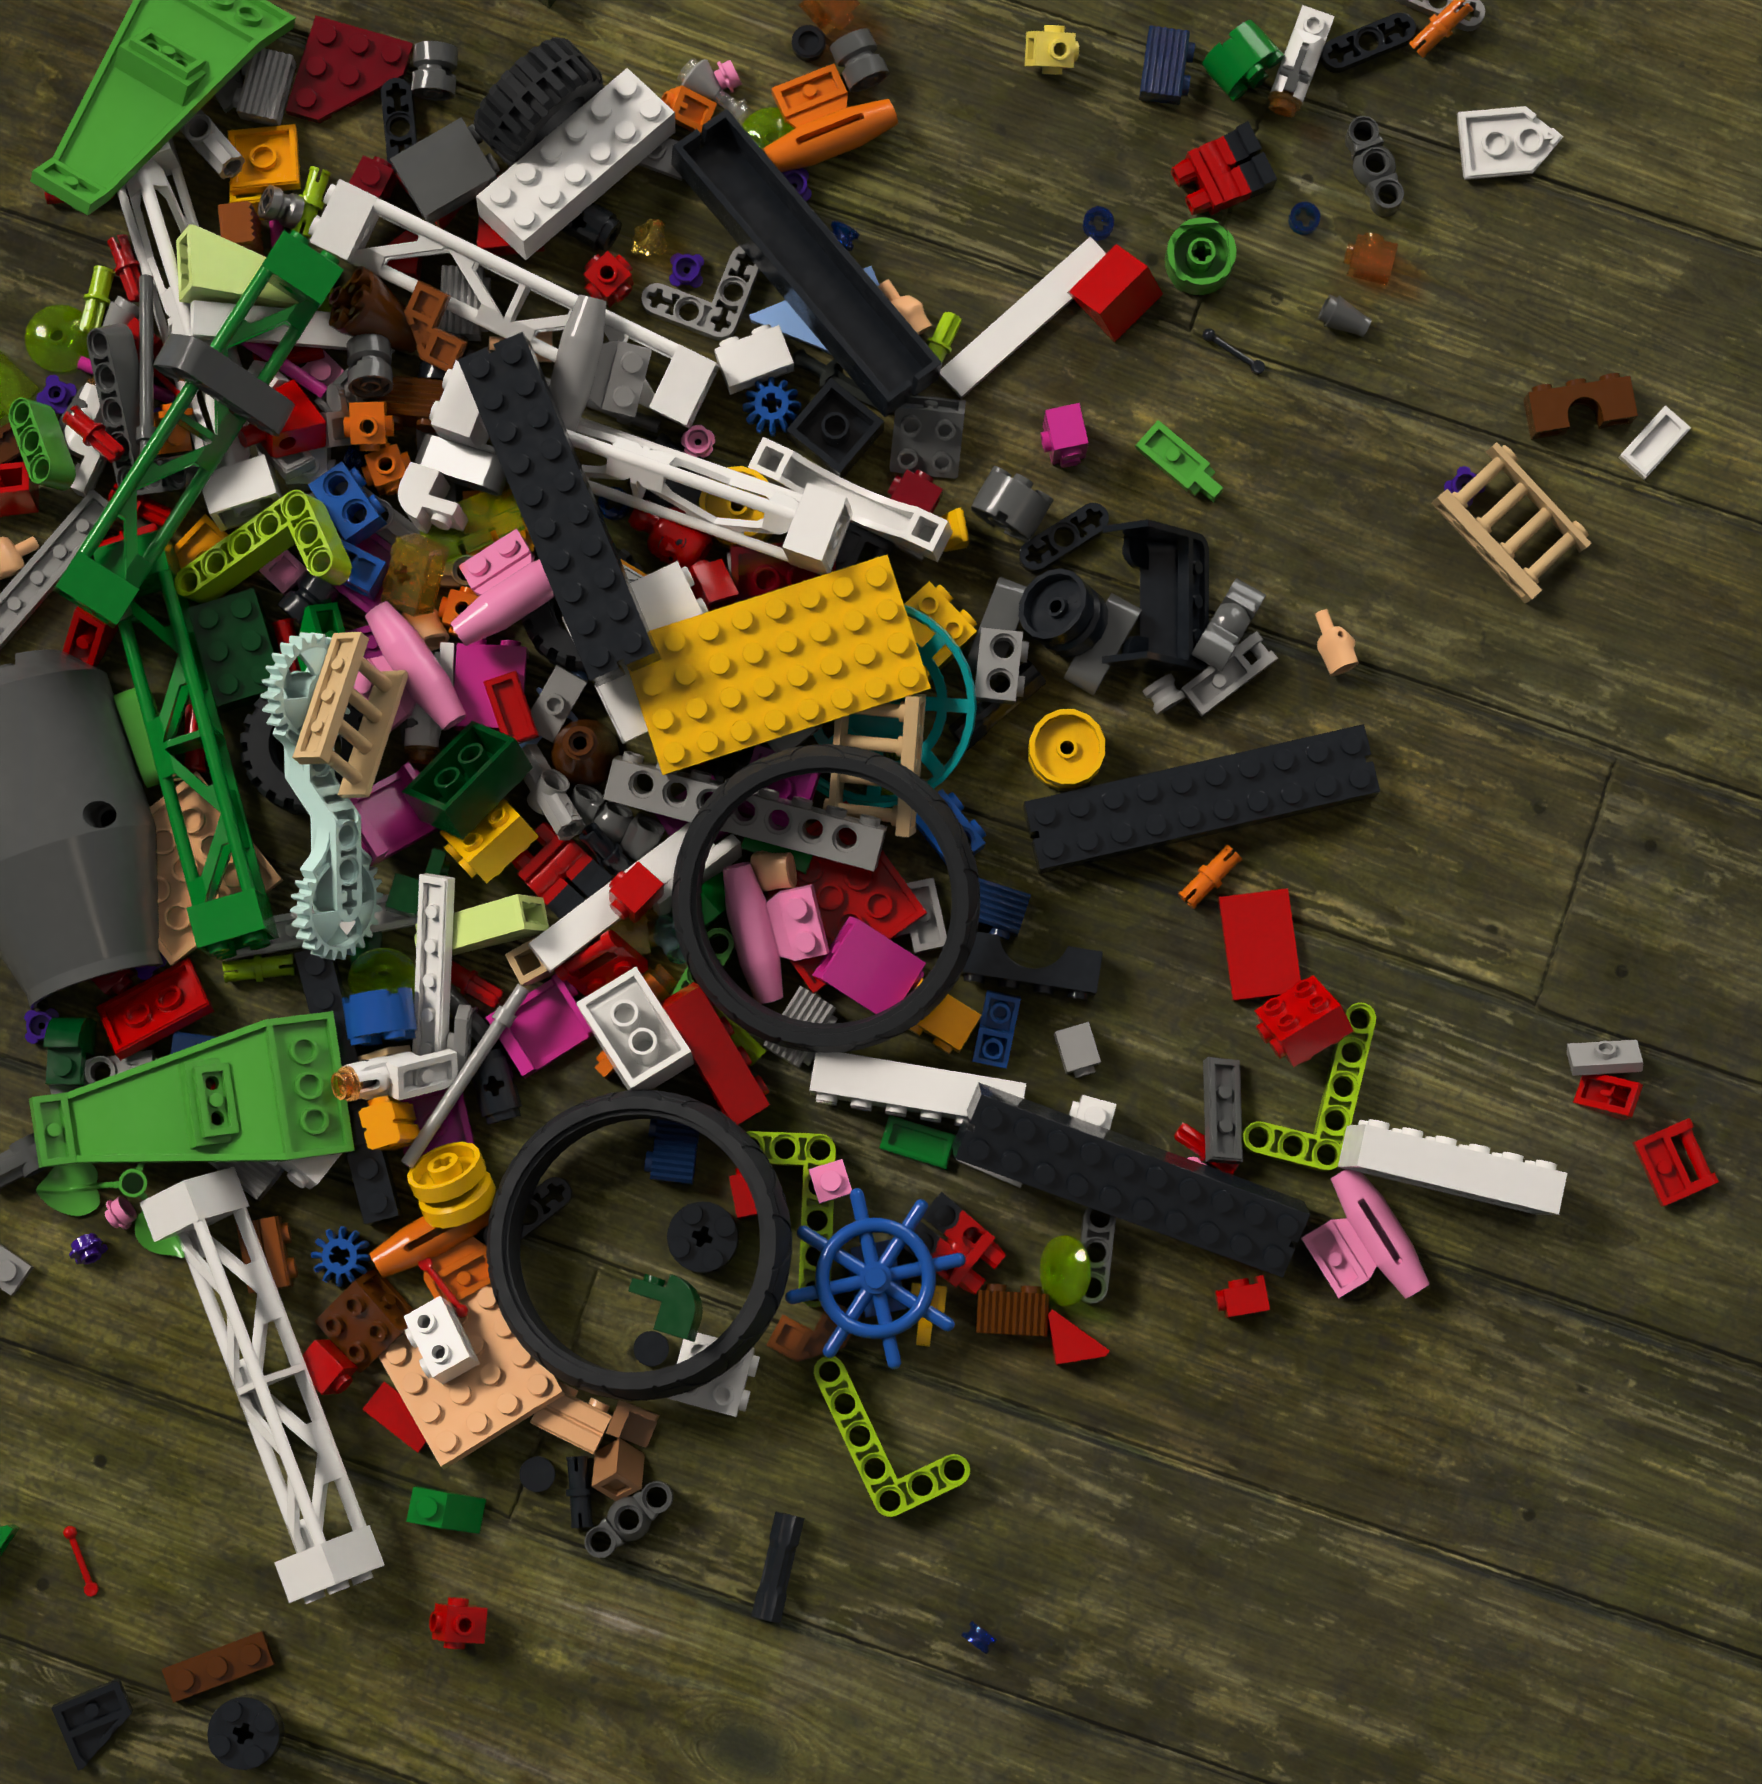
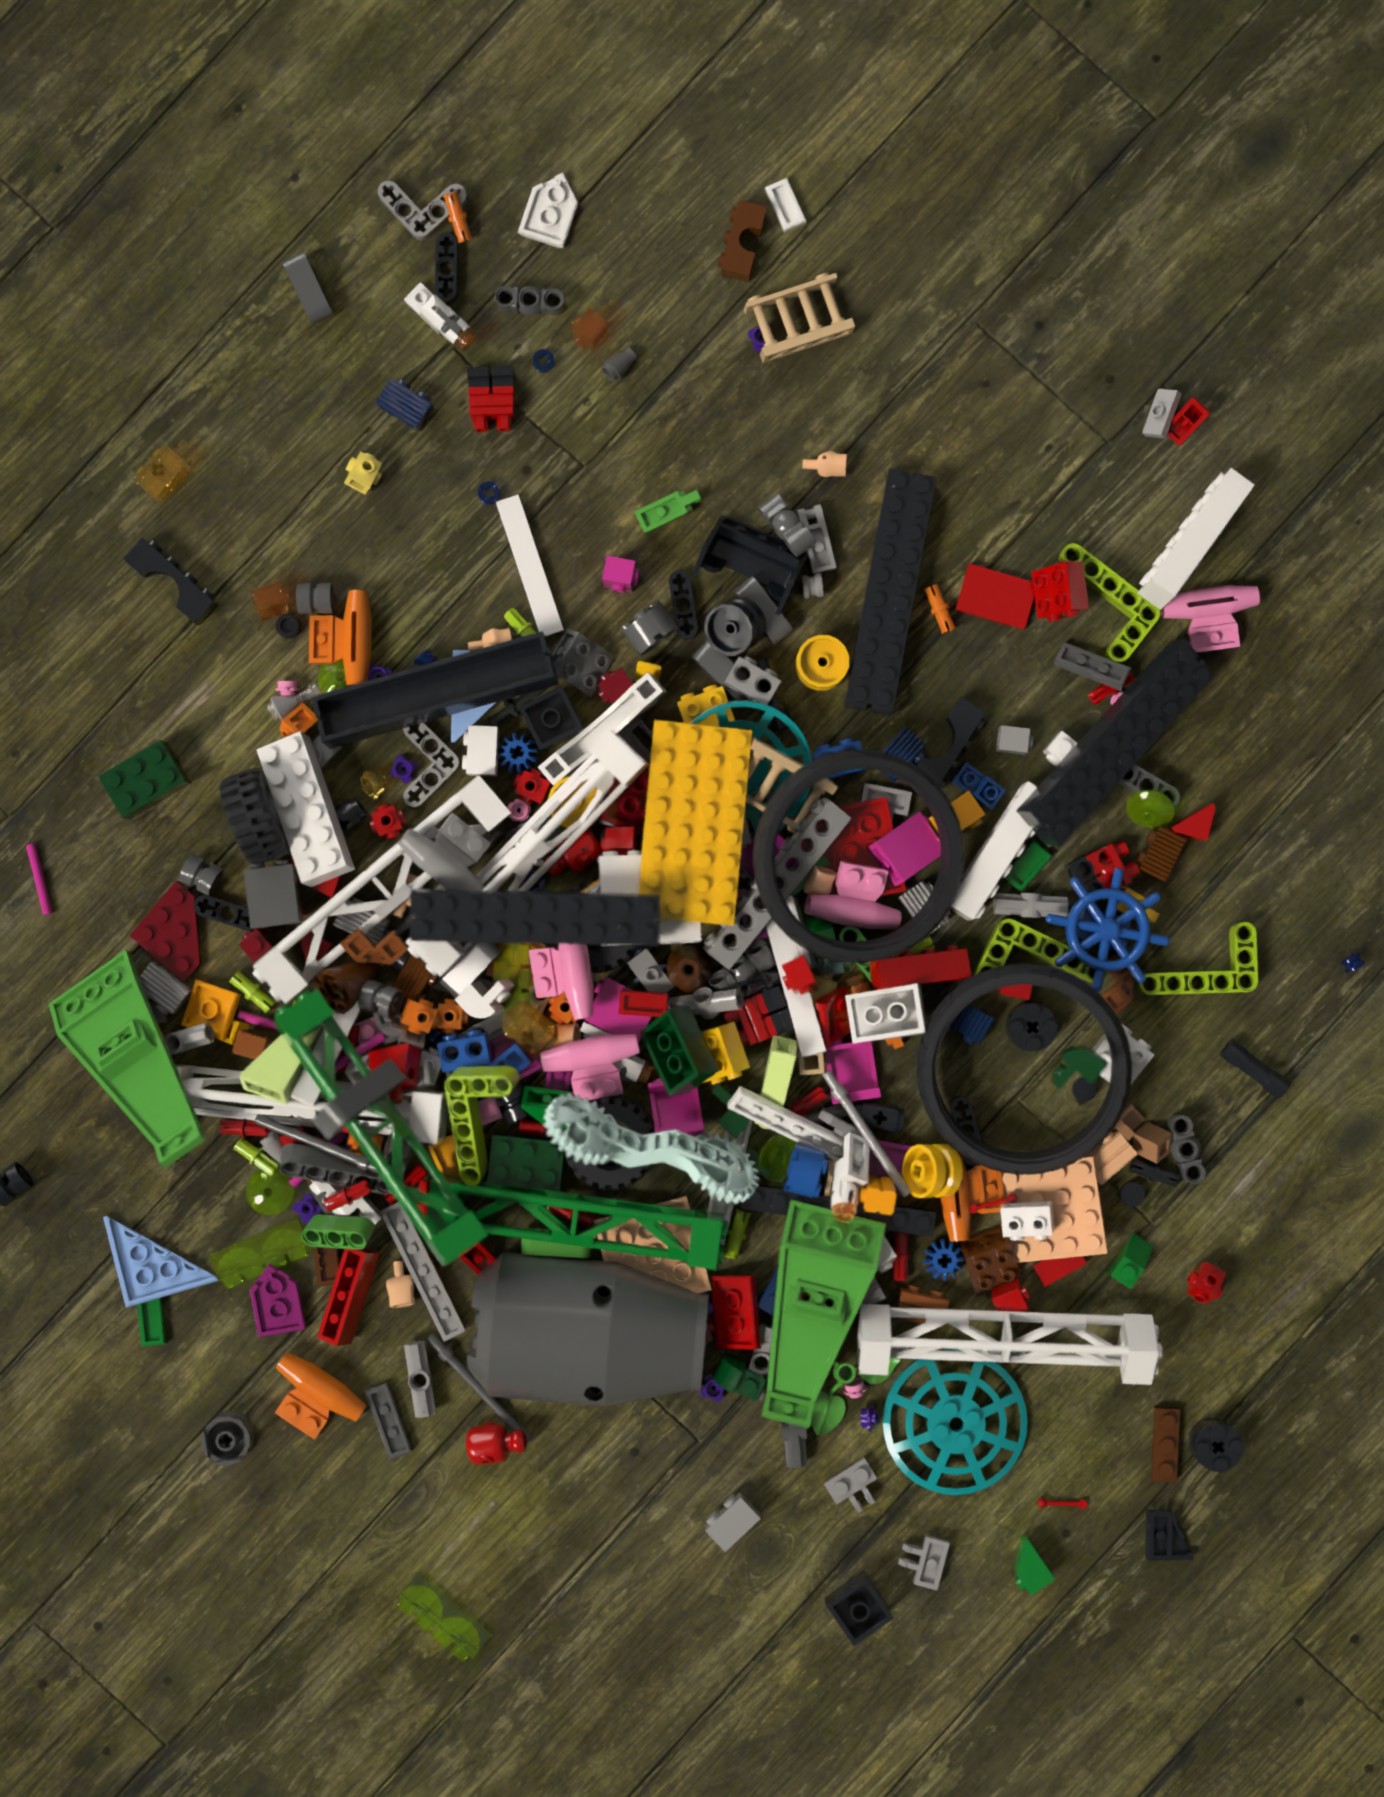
camera: 65 degrees left, 5 degrees up
(107, 1383) = (951, 1440): none -> teal dish
(281, 207) = (249, 1010): flat silver wheel -> none
(321, 1198) = (900, 1265): none -> red axle
(328, 706) = (599, 1118): tan fence -> none
(730, 431) = (540, 790): none -> red brick
(830, 1181) = (1032, 931): bright pink plate -> none
(866, 1166) = (1029, 905): none -> light grey piece
(1116, 291) = (538, 501): red slope -> none
(1216, 246) = (534, 425): bright green brick -> none
(1242, 60) = (425, 352): green brick -> none
(1243, 1297) = (1214, 705): red brick -> none
(1257, 366) = (626, 434): black hinge -> none
(1665, 1166) = (1245, 406): red plate -> none

